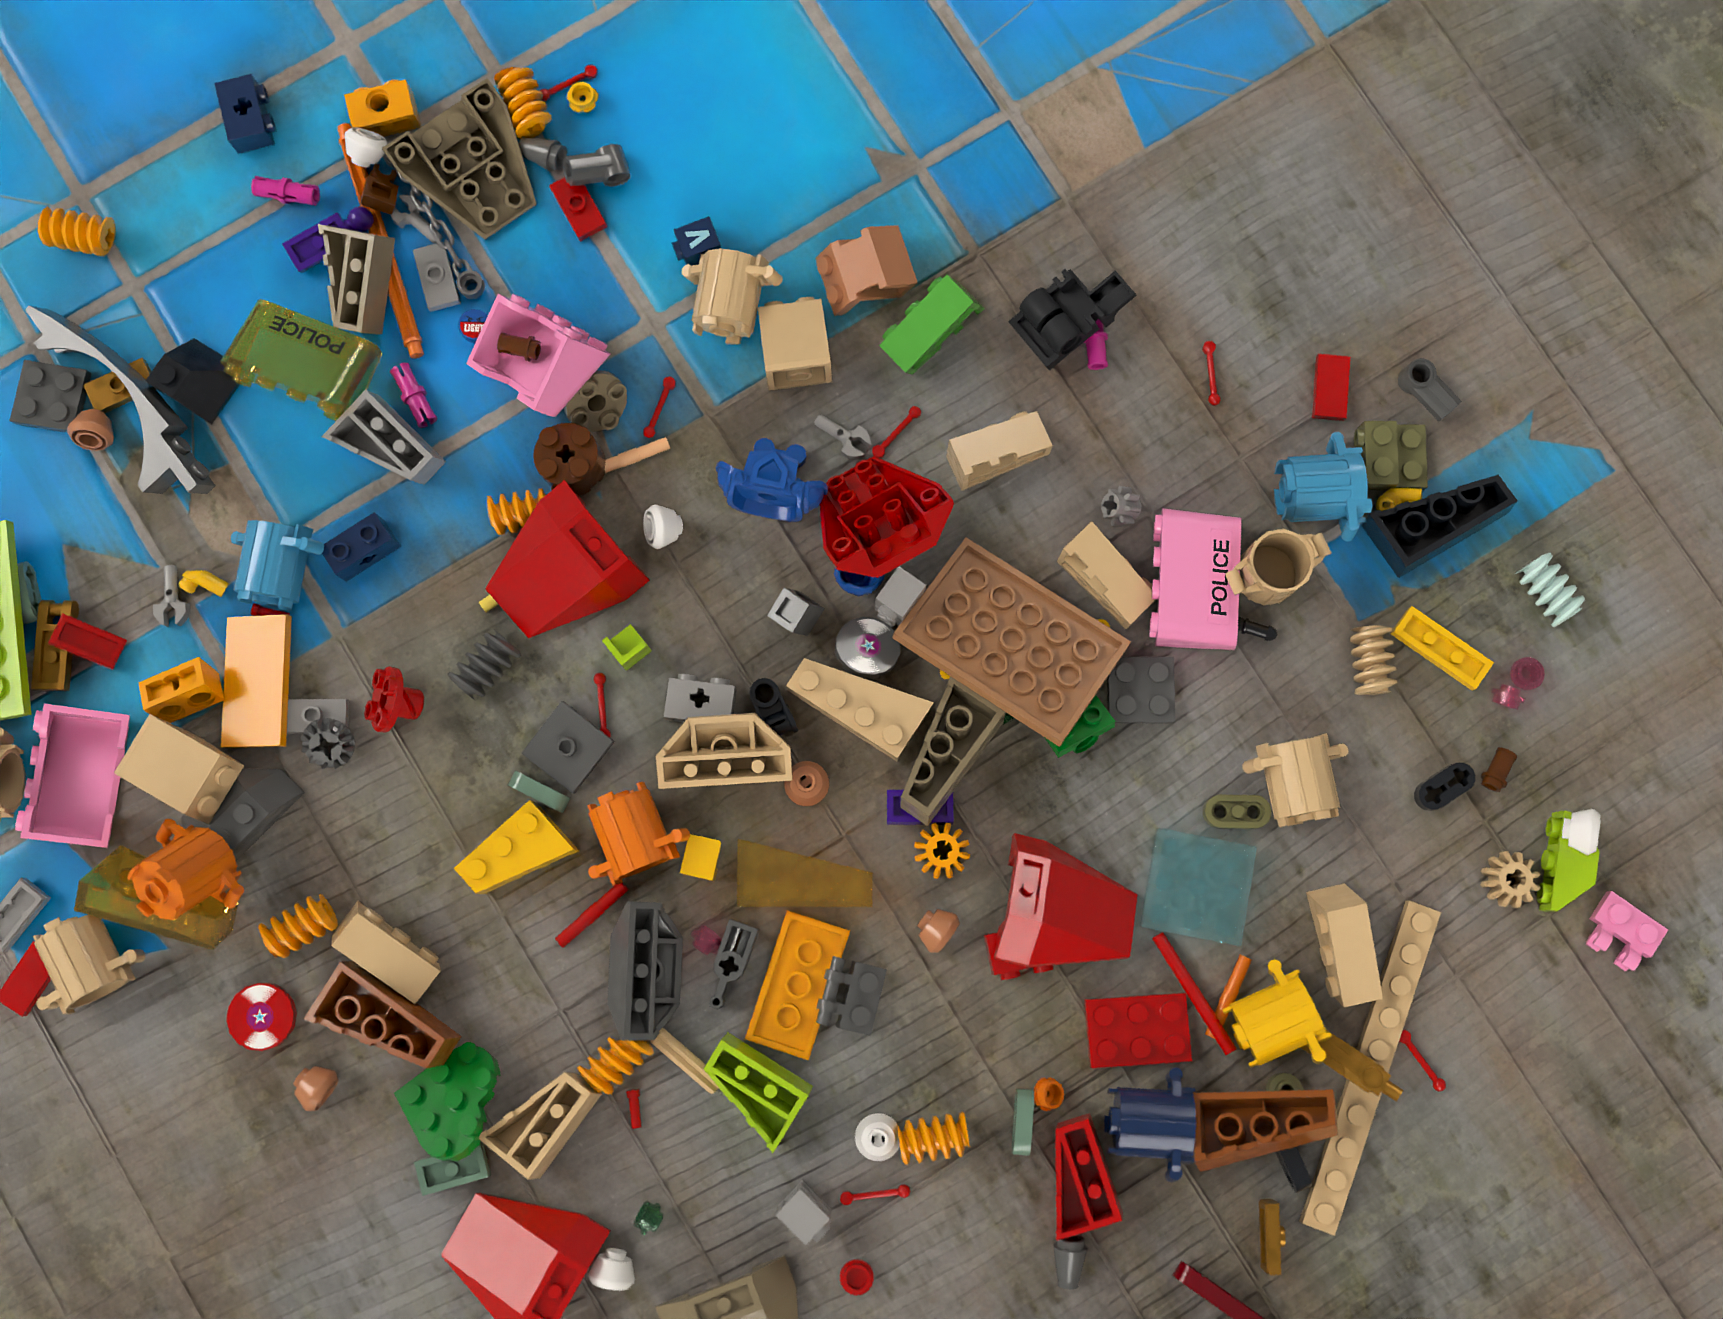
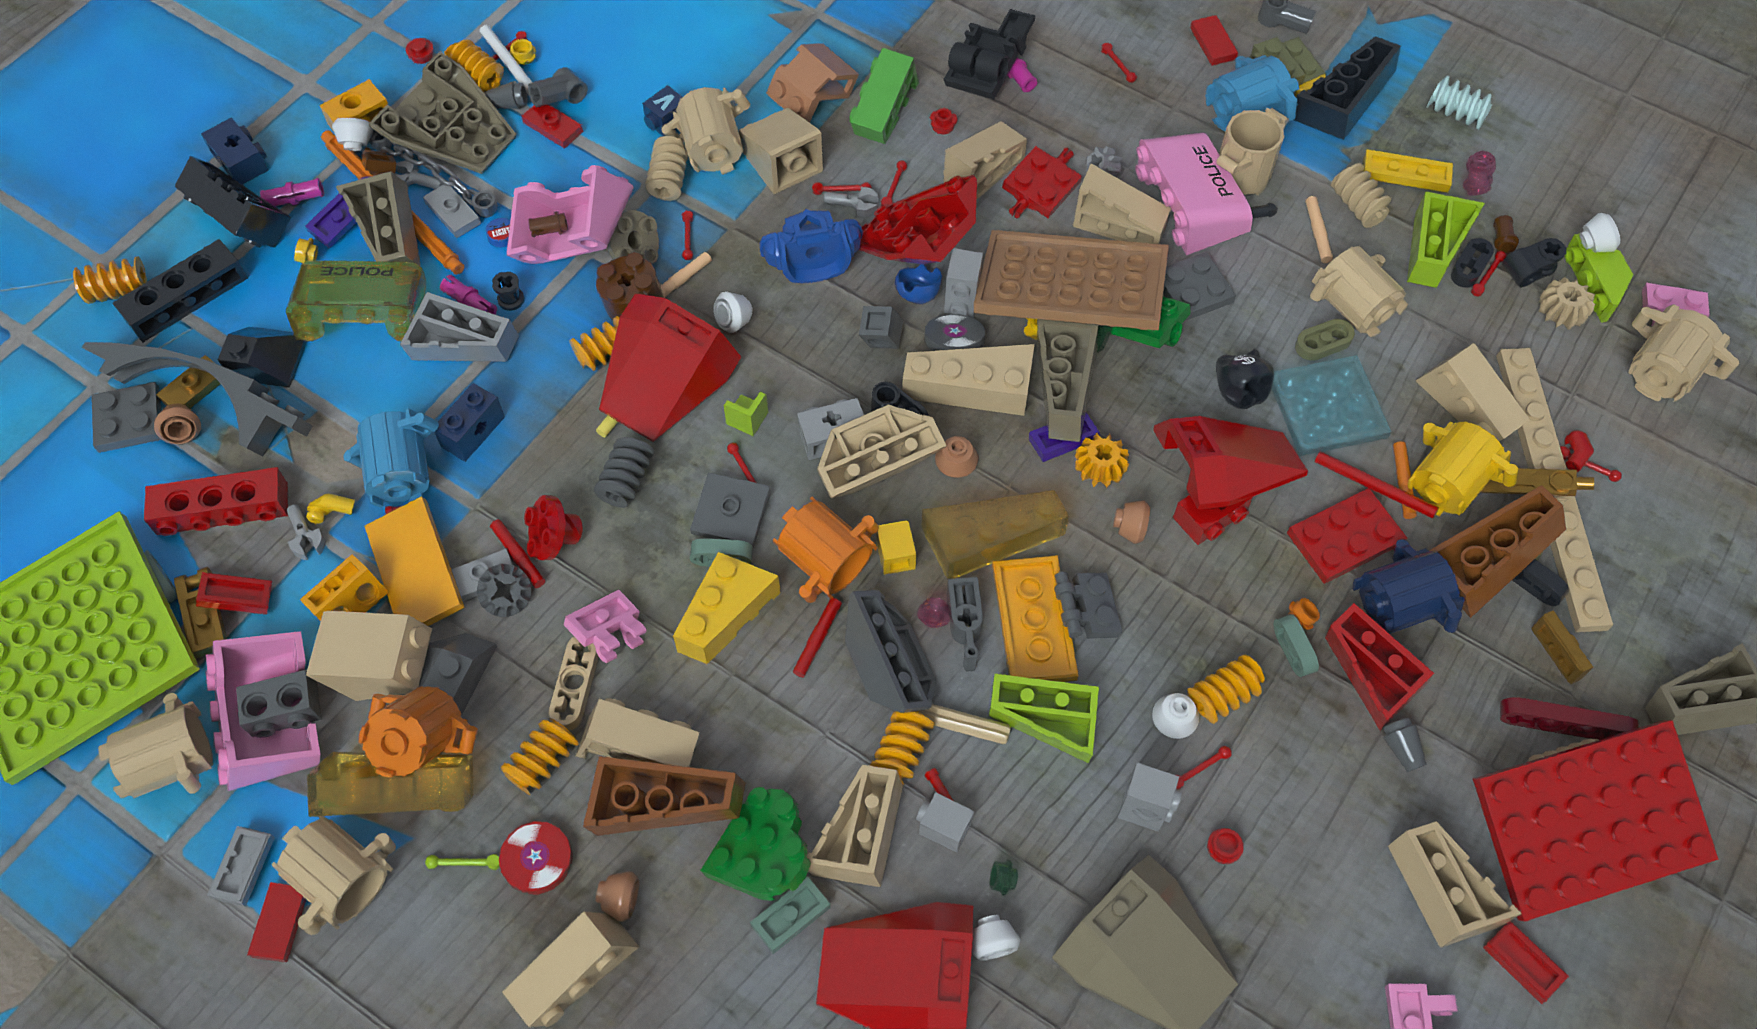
camera: 25 degrees left, 20 degrees down
(54, 517) = (166, 502): none -> red brick
(90, 776) = (278, 697): none -> dark grey brick
(157, 275) = (180, 290): none -> black brick
(217, 186) = (231, 203): none -> black wedge
(223, 1002) = (491, 862): none -> lime hinge
(249, 1135) = (569, 968): none -> tan wedge
(275, 271) = (305, 250): none -> yellow plate
(349, 887) = (568, 668): none -> tan beam
(356, 706) = (517, 553): none -> red piece
(402, 815) = (601, 618): none -> bright pink plate
(444, 407) = (506, 294): none -> black bush
(477, 48) = (420, 50): none -> red plate
(562, 102) = (505, 56): none -> white bar
(620, 1146) = (944, 821): none -> light grey brick
(666, 321) = (666, 168): none -> tan piece
(816, 404) = (818, 188): none -> red hinge
(984, 381) = (943, 121): none -> red plate
(1049, 496) = (1041, 182): none -> red plate
(1128, 821) = (1244, 379): none -> black piece
(1308, 677) = (1319, 229): none -> light nougat piece
(1421, 748) = (1438, 234): none -> lime wedge
(1421, 1046) = (1582, 450): none -> red arm
(1434, 818) = (1478, 289): none -> red hinge
(1504, 817) = (1534, 261): none -> black piece
(1581, 992) = (1678, 352): none -> tan container

